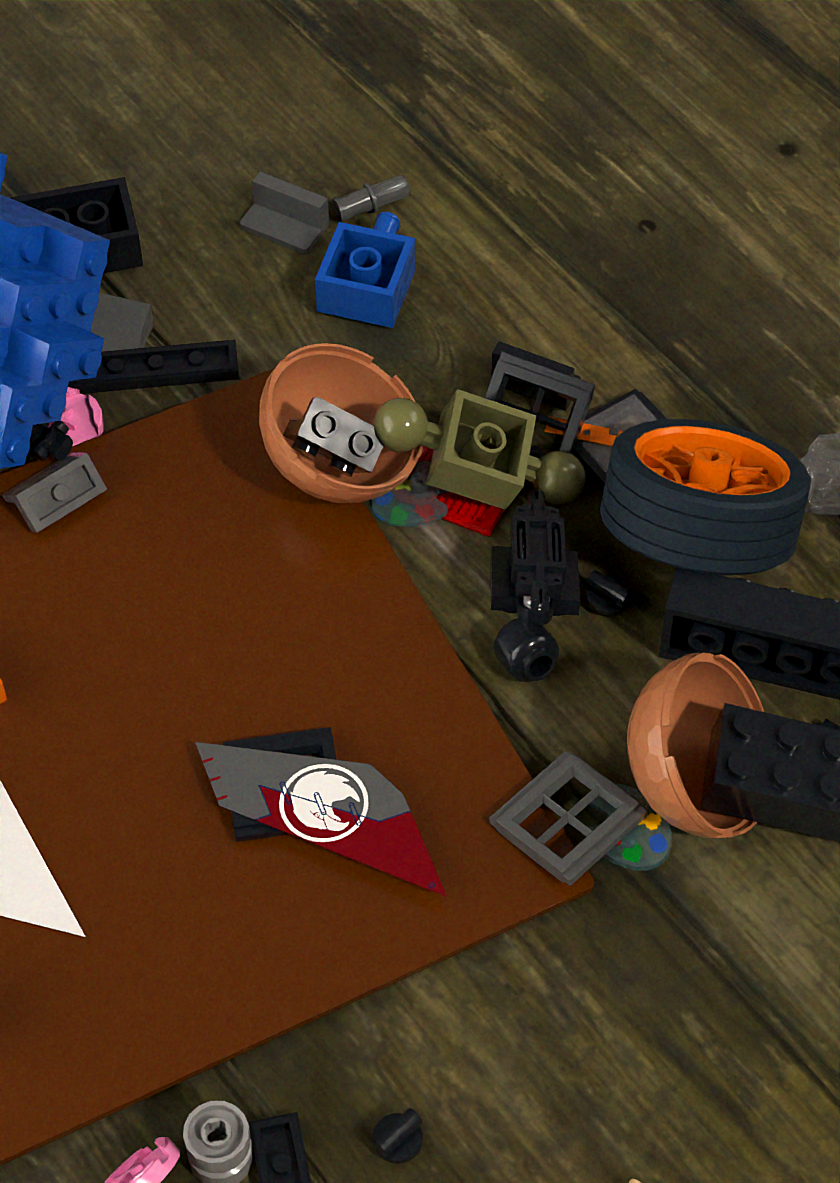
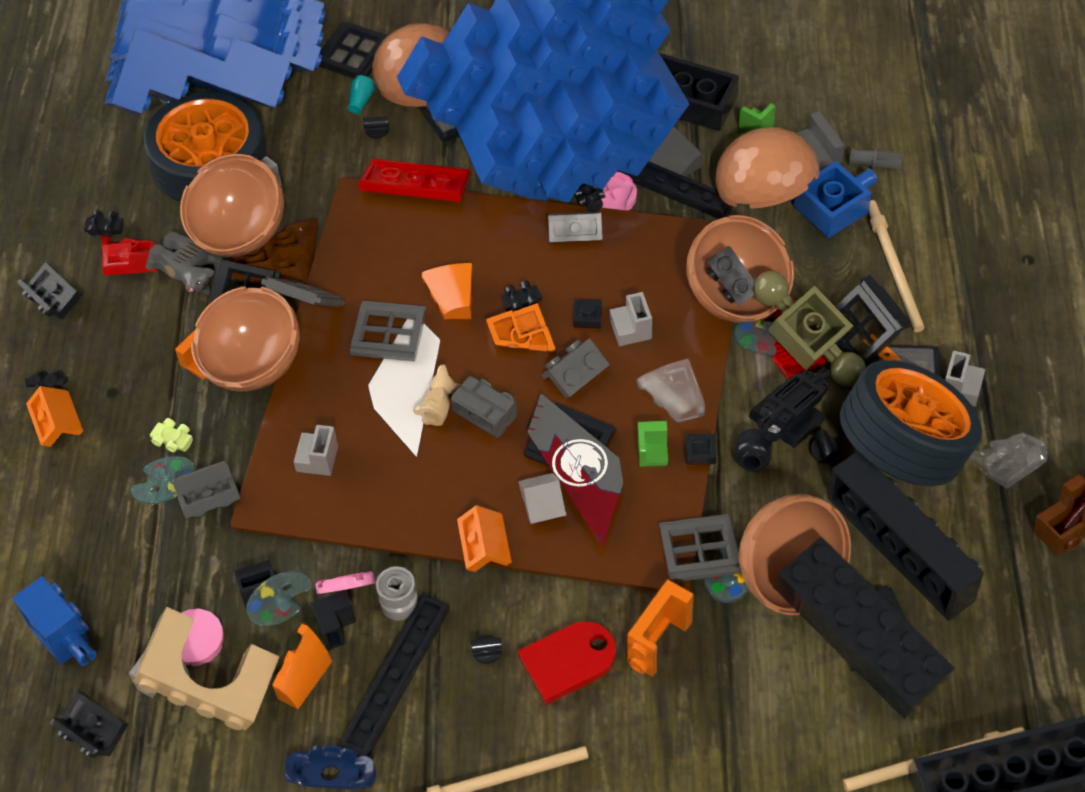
camera: 40 degrees right, 0 degrees up
(60, 631) = (520, 299): none -> black piece
(61, 844) = (436, 401): none -> tan animal
(95, 673) = (521, 330): none -> orange slope
(131, 806) = (484, 406): none -> dark grey brick
(167, 598) = (587, 313): none -> black plate
(183, 229) = (755, 119): none -> bright green panel
(211, 679) = (576, 368): none -> dark grey bracket
(240, 572) = (632, 321): none -> light grey piece
(257, 279) = (766, 168): none -> nougat piece
(275, 990) = (483, 538): none -> orange panel
(314, 880) = (542, 498): none -> light grey piece
(369, 630) = (675, 390): none -> clear slope
(394, 720) = (652, 443): none -> bright green panel
(443, 278) = (879, 226): none -> tan bar
(464, 687) = (700, 449): none -> black plate
(514, 1081) = (567, 661): none -> red tile
(606, 916) = (669, 606): none -> orange panel
(695, 402) = (964, 377): none -> light grey piece

